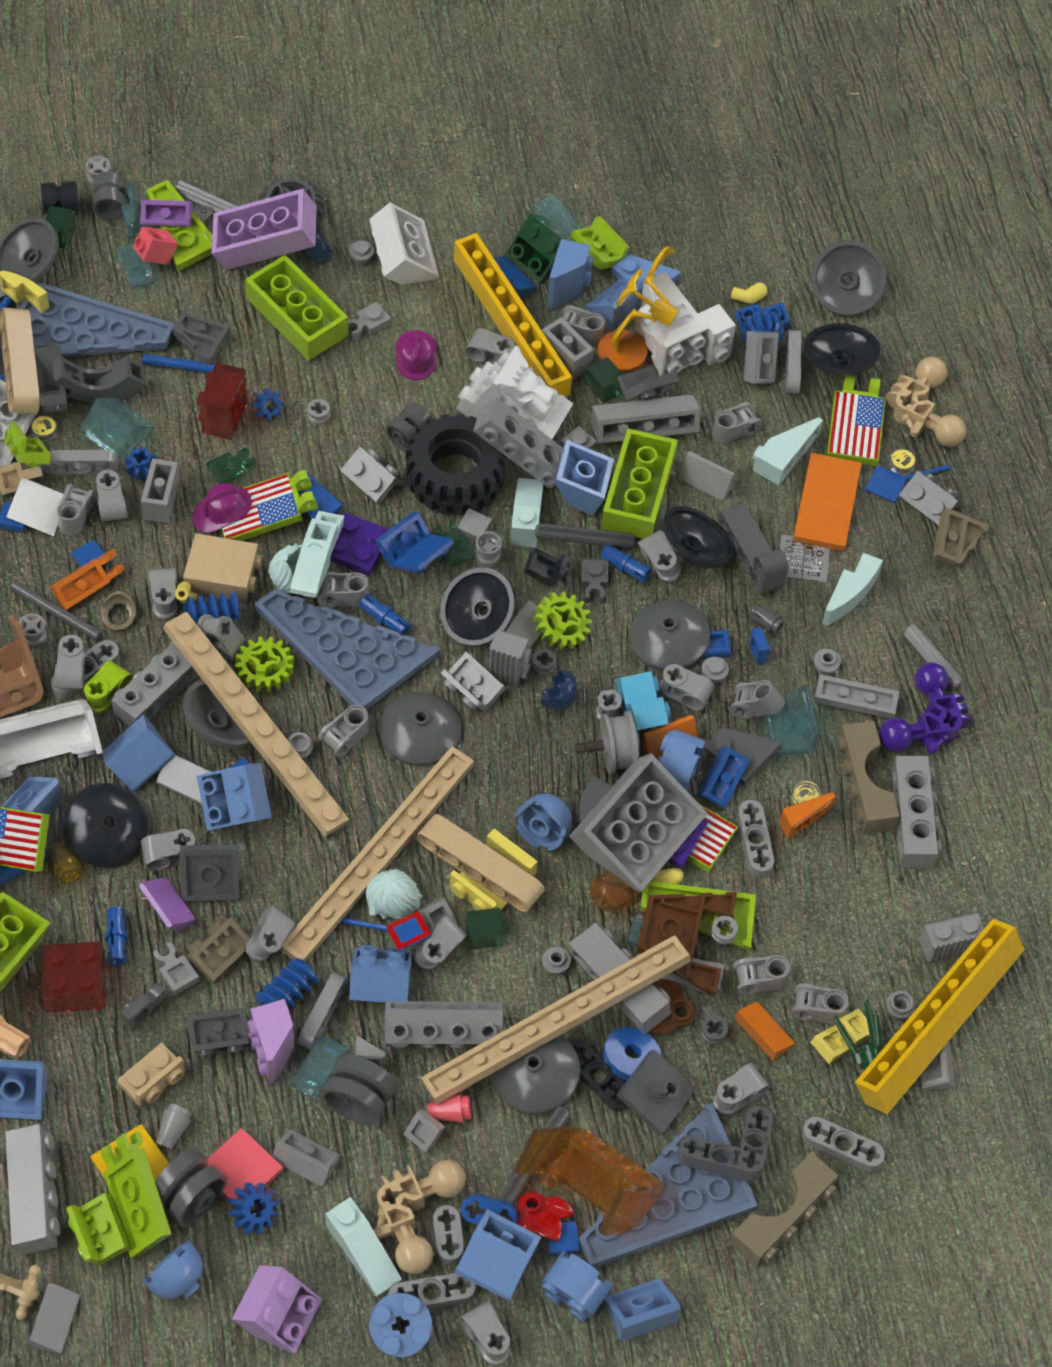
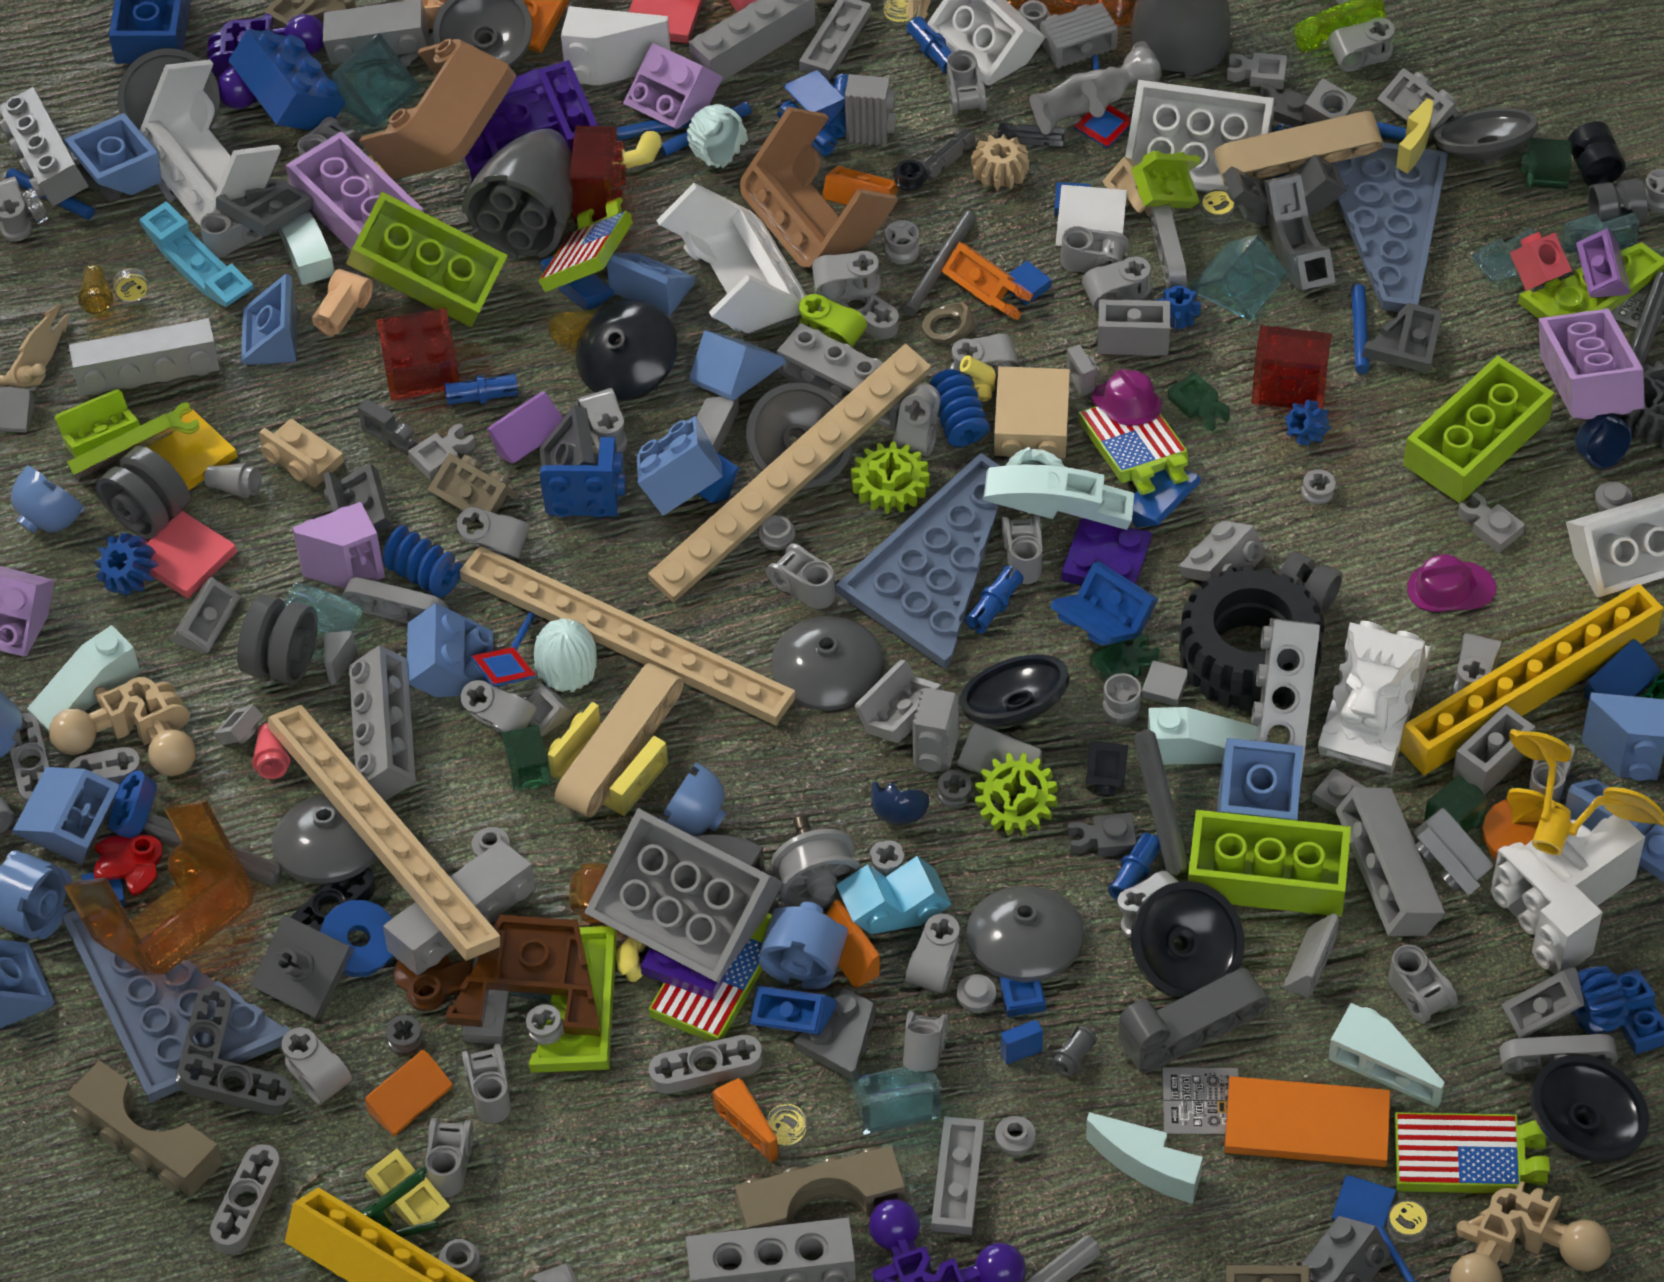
camera: 90 degrees right, 5 degrees down
(185, 531) = (1082, 370): none -> light grey plate
(247, 855) = (586, 488): none -> blue bracket

